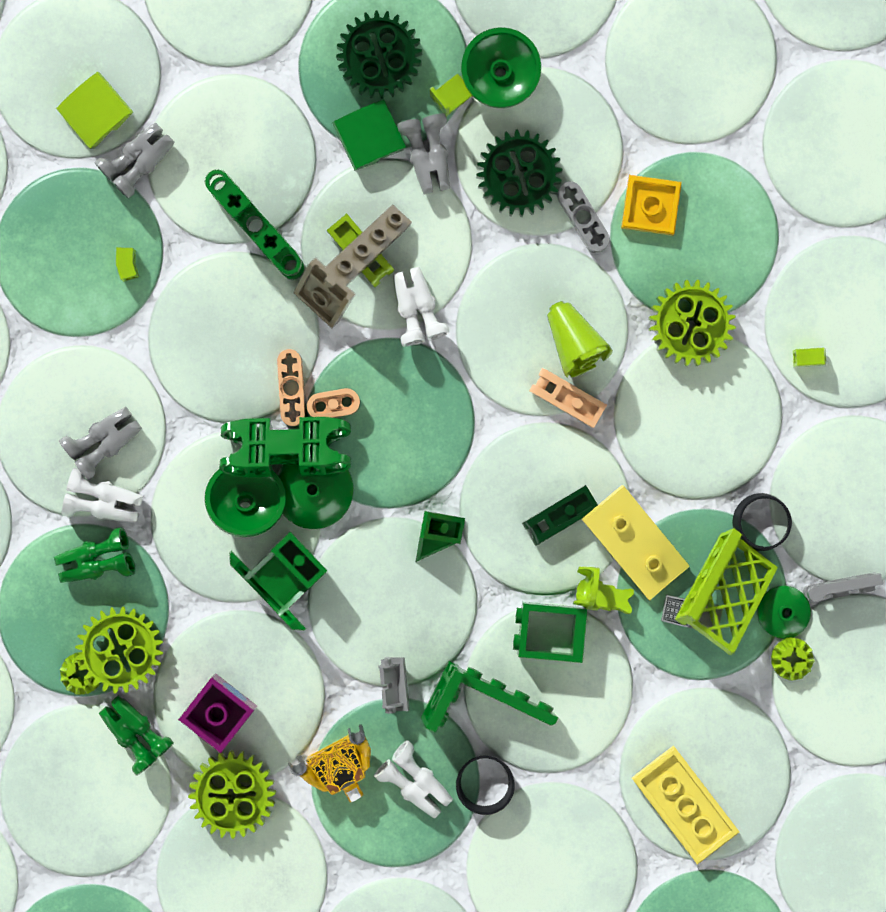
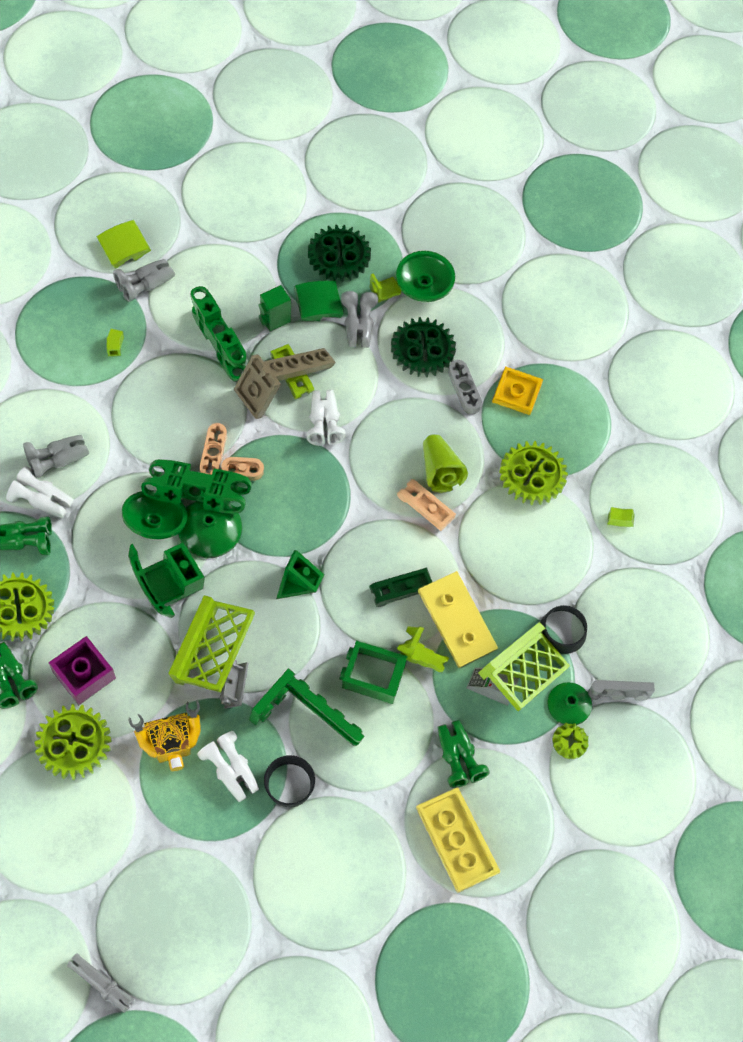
camera: 10 degrees right, 25 degrees down
(317, 169) = (275, 308): none -> green brick
(337, 636) = (194, 642): none -> lime fence
(668, 698) = (457, 747): none -> green piece

